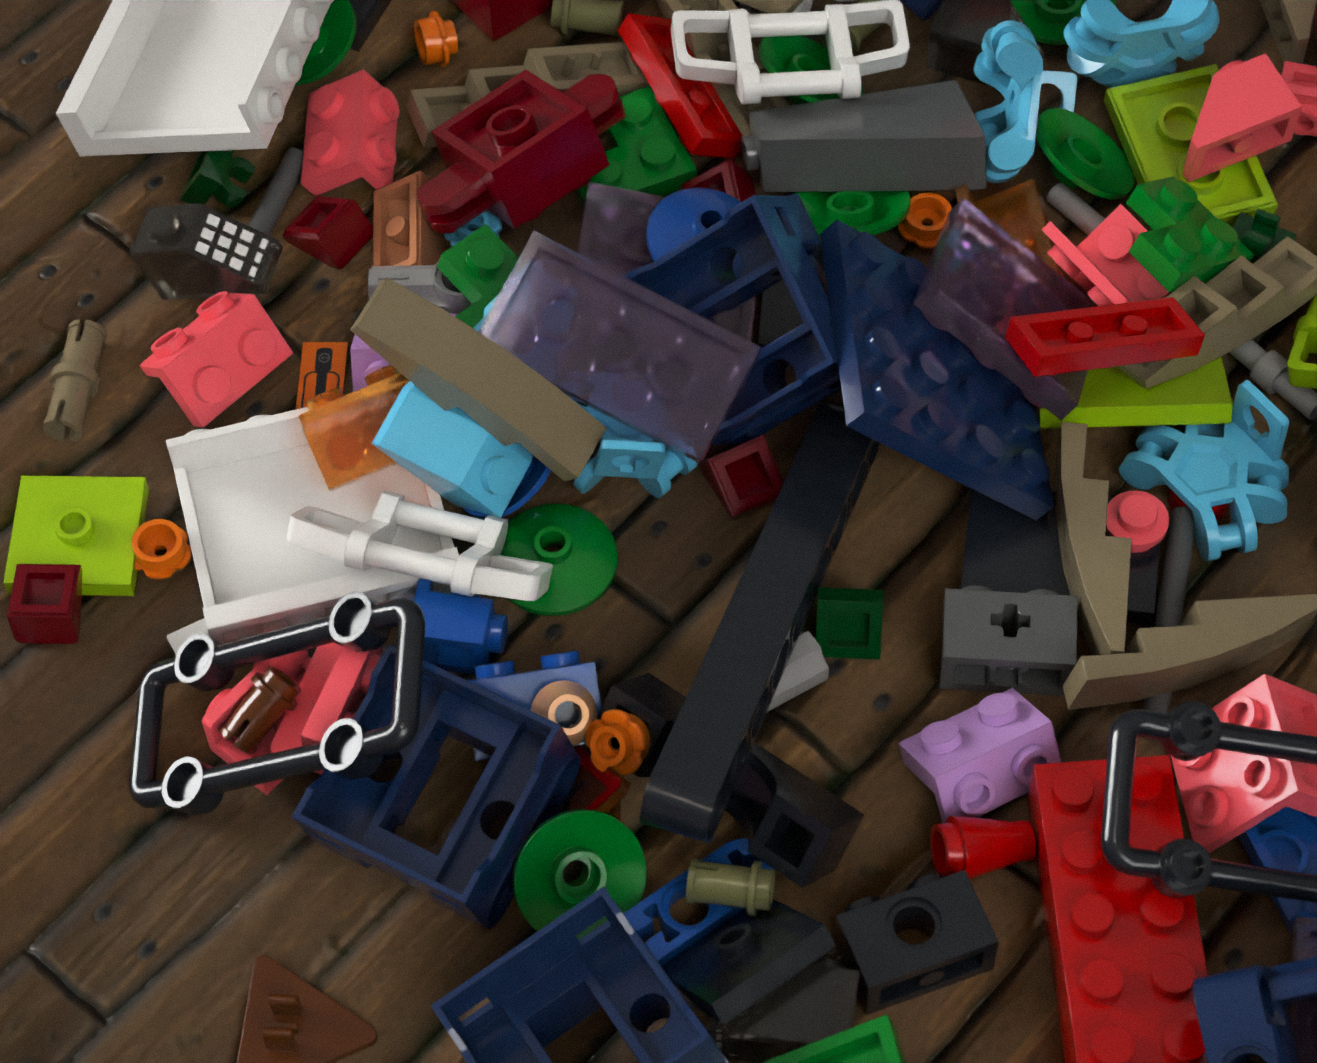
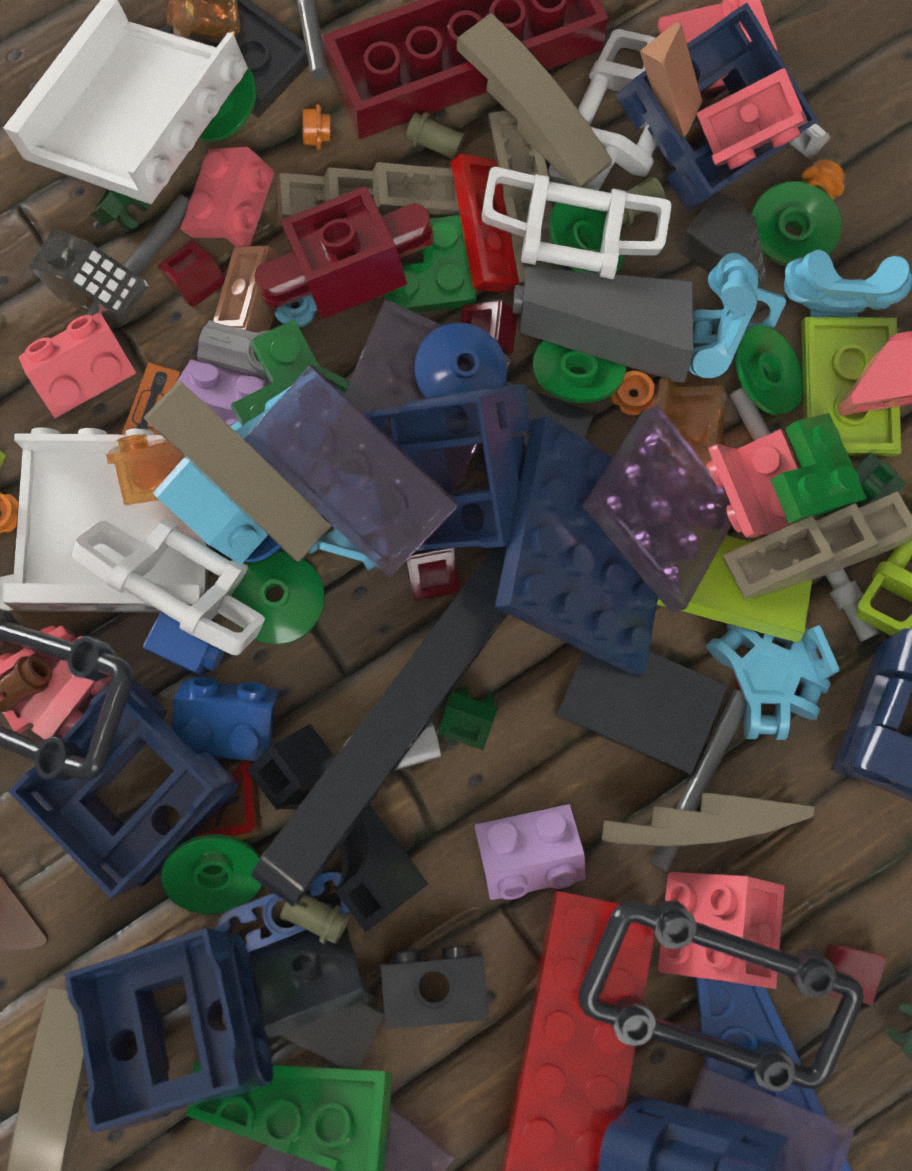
camera: 10 degrees right, 20 degrees up
(560, 691) = (233, 752): light nougat cone -> none
(632, 738) = (264, 787): orange plate -> none
(980, 845) = (504, 926): red cone -> none
(982, 659) = (597, 789): dark grey brick -> none
(1092, 563) = (657, 737): dark tan slope -> none
(1104, 336) = (722, 565): red plate -> none
(1137, 517) = (702, 700): coral plate -> none

